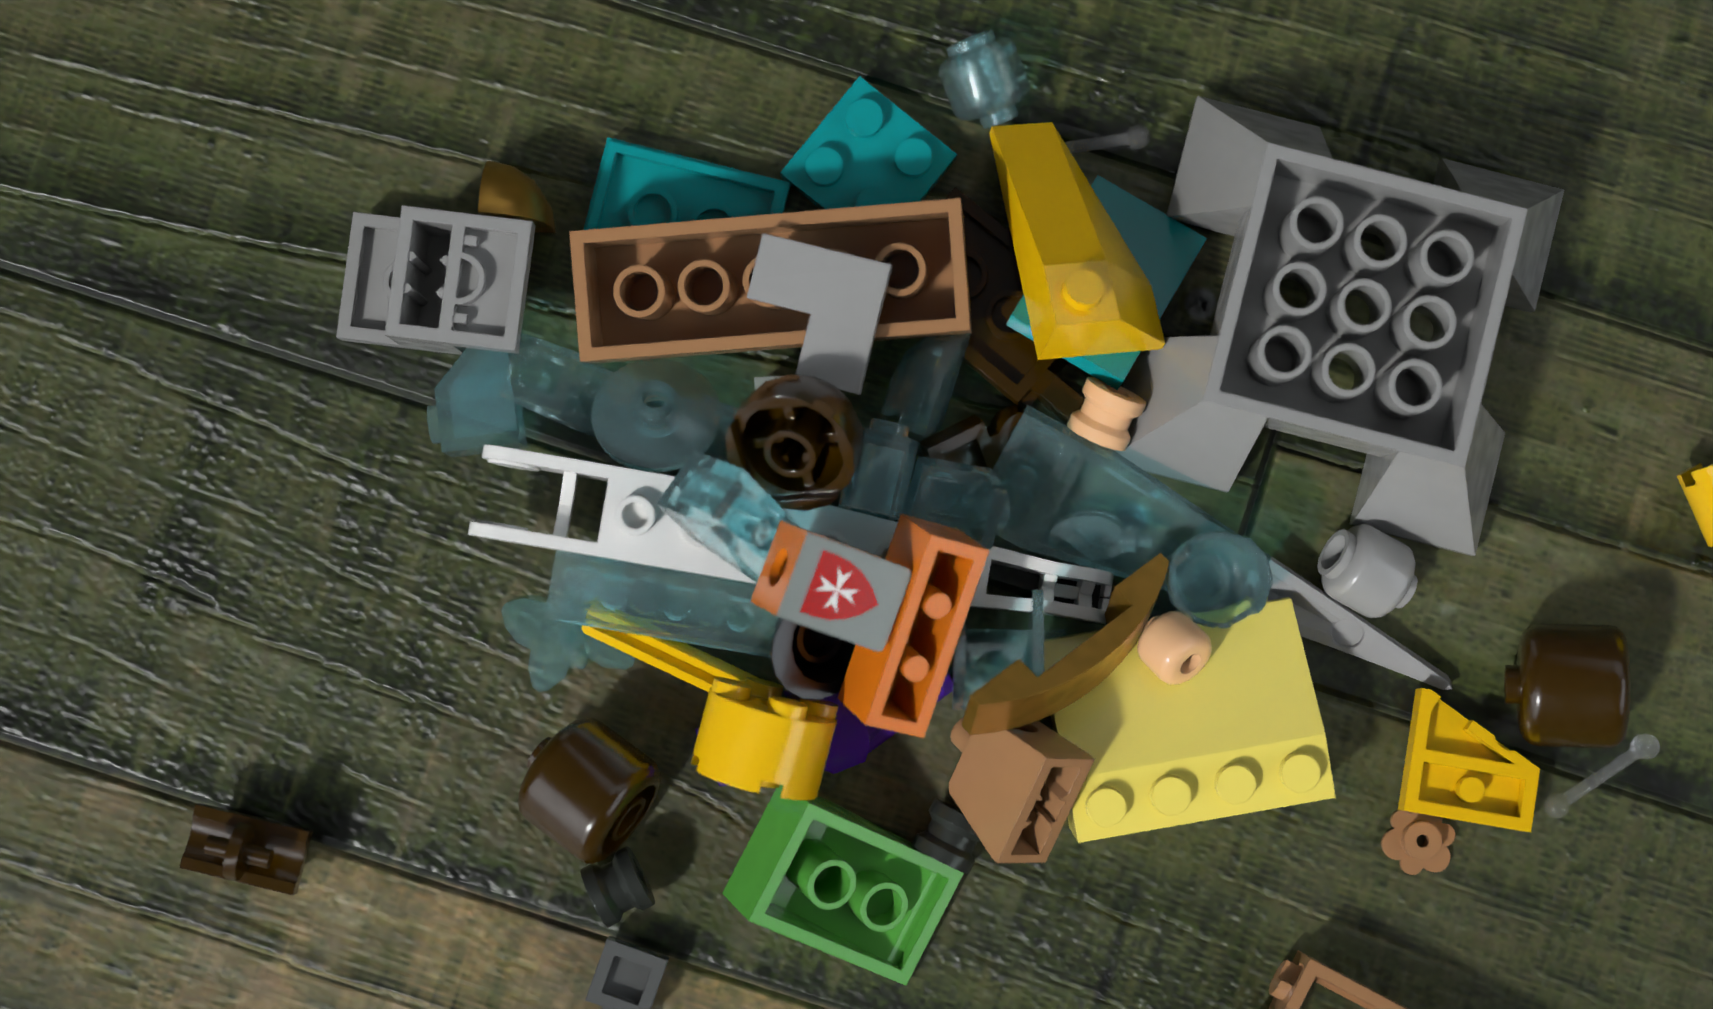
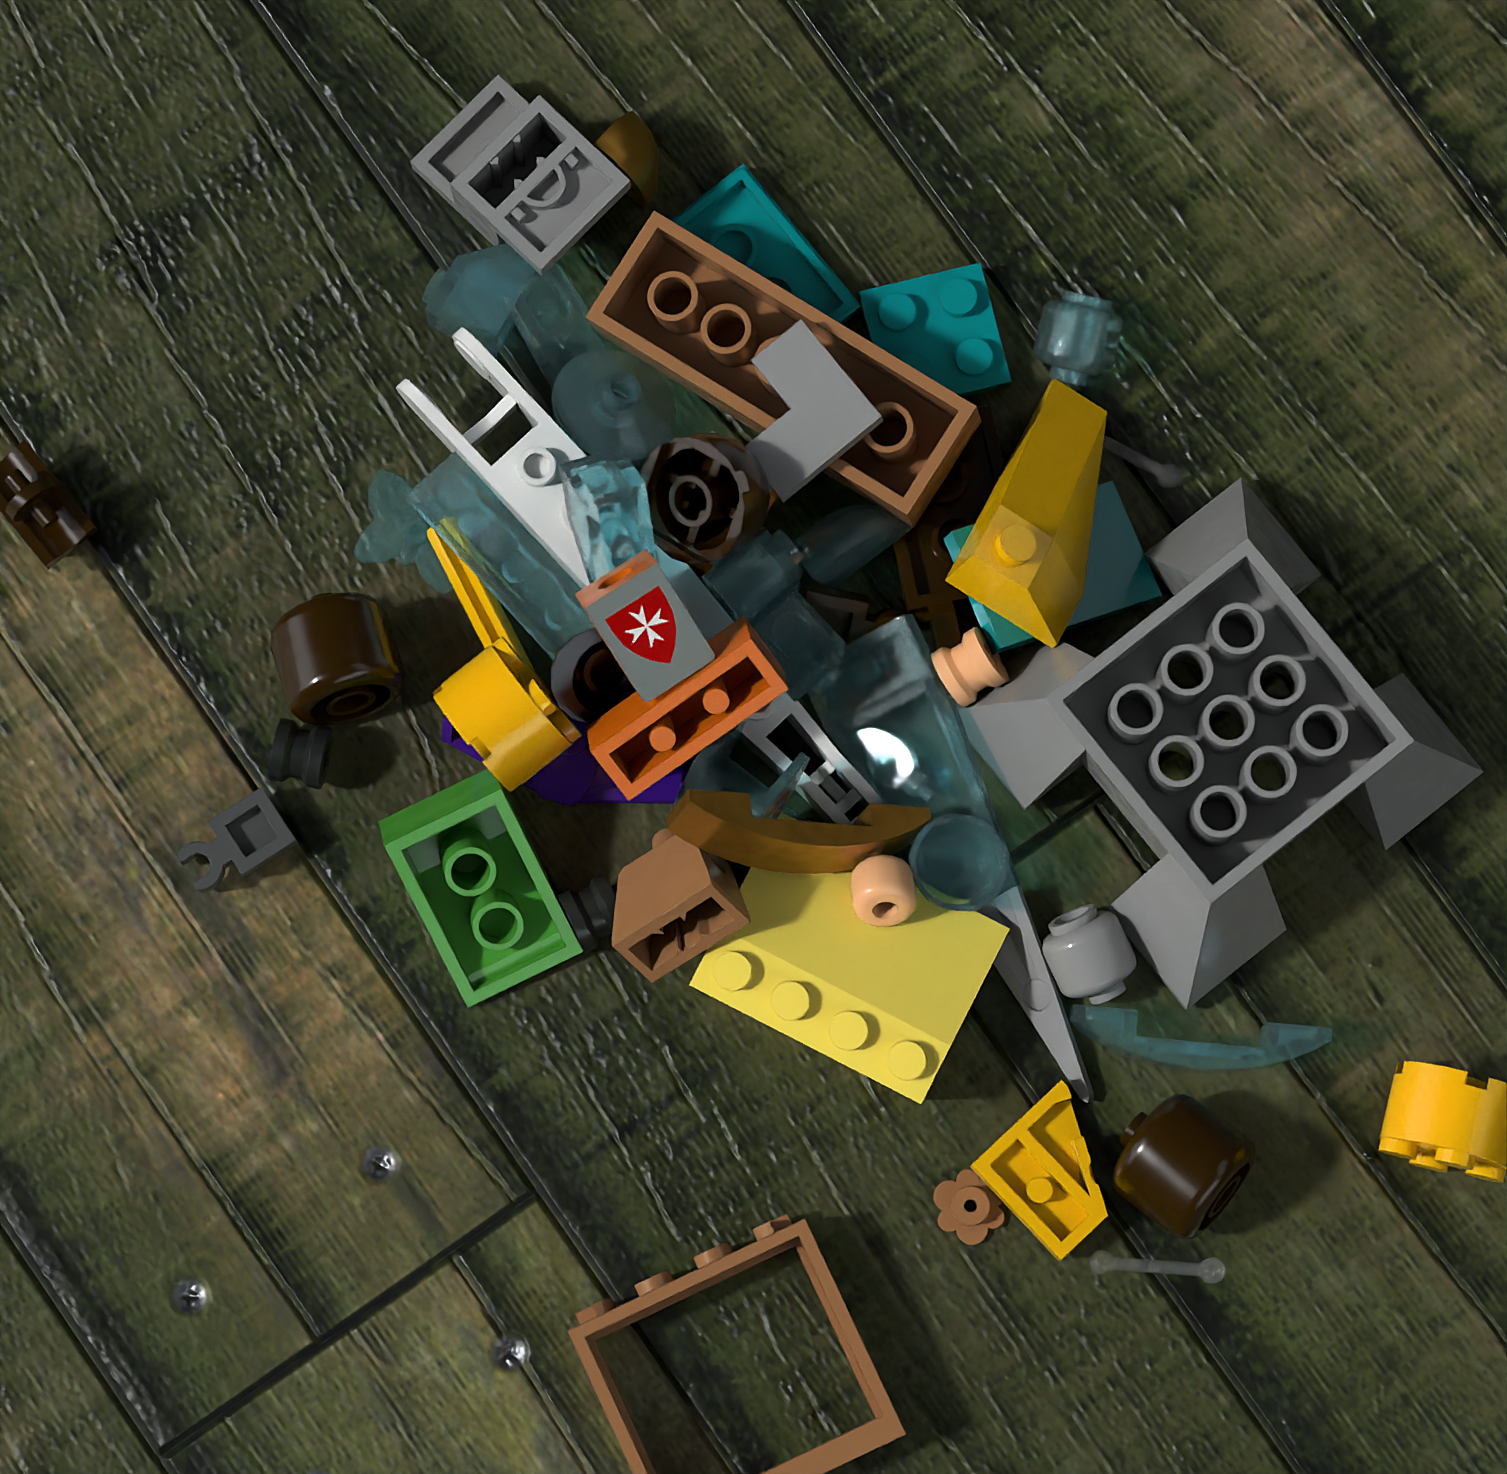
camera: 40 degrees right, 5 degrees down
(1569, 536) = (1118, 1028): none -> clear light blue slope

